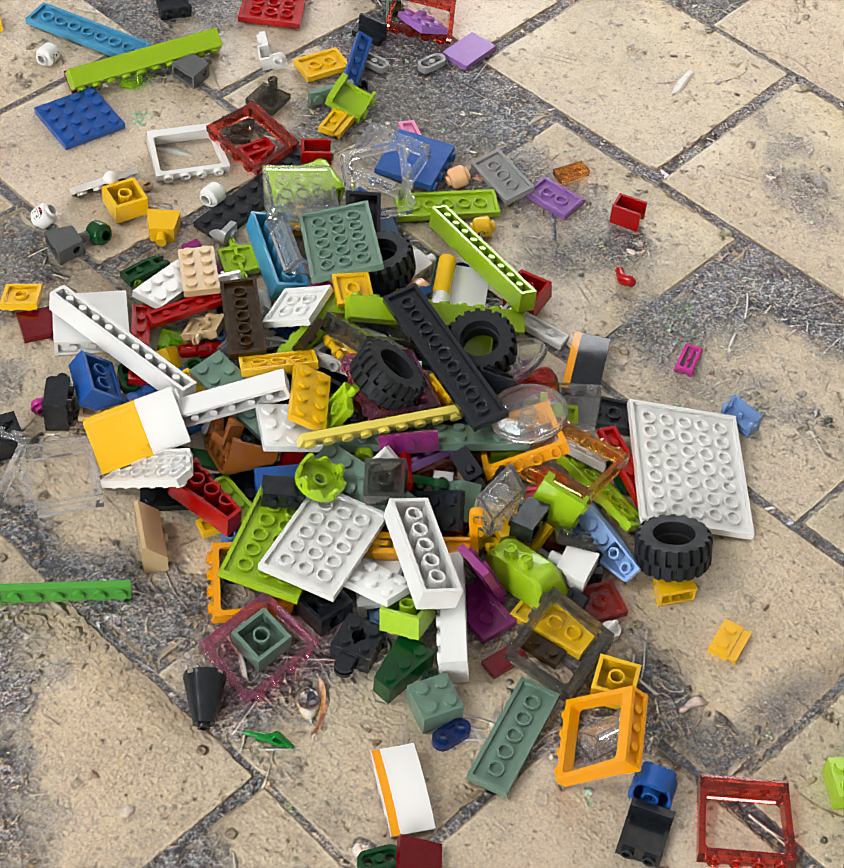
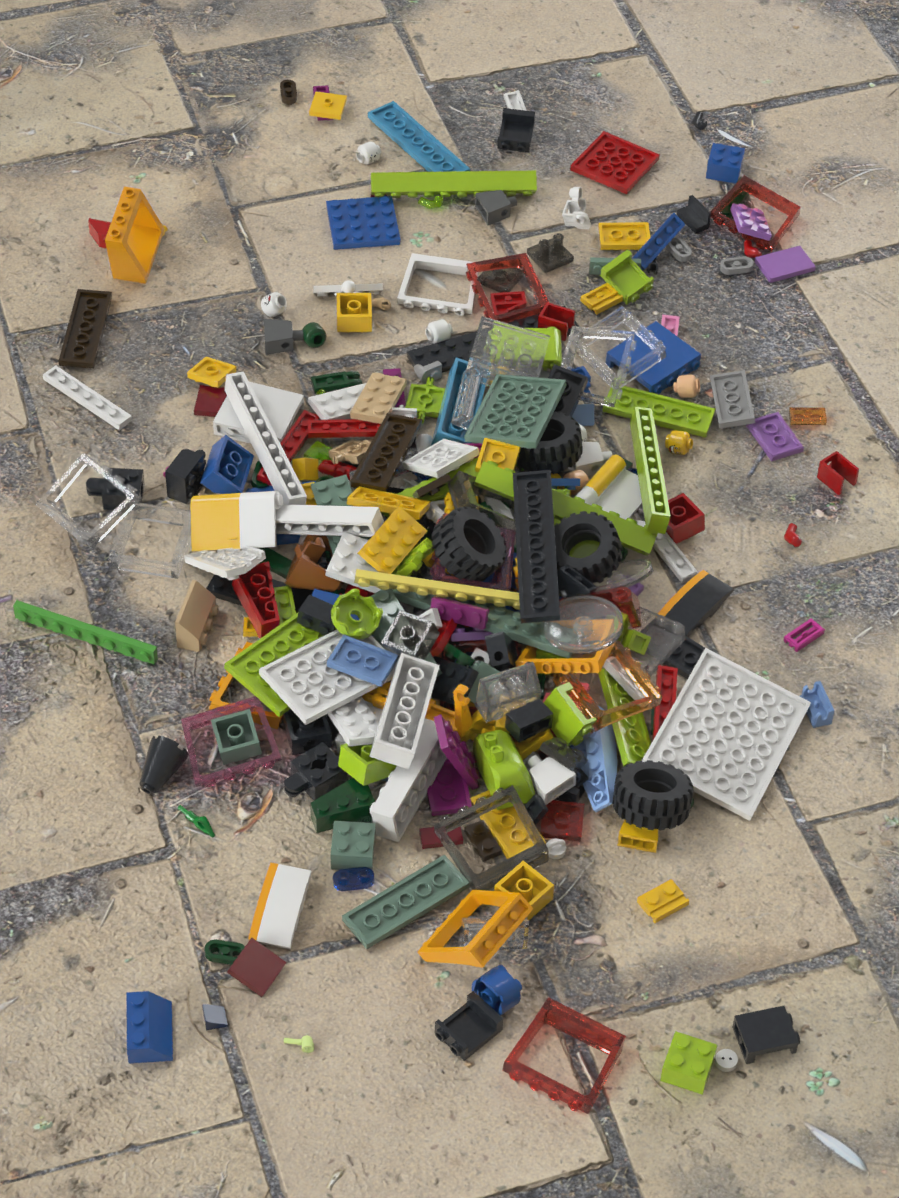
camera: 30 degrees right, 0 degrees up
(163, 225) = (376, 346): yellow torso -> none
(350, 519) = (362, 660): none -> medium blue plate
(363, 452) = (416, 609): lime tile -> none
(434, 48) = (750, 251): none -> red arm

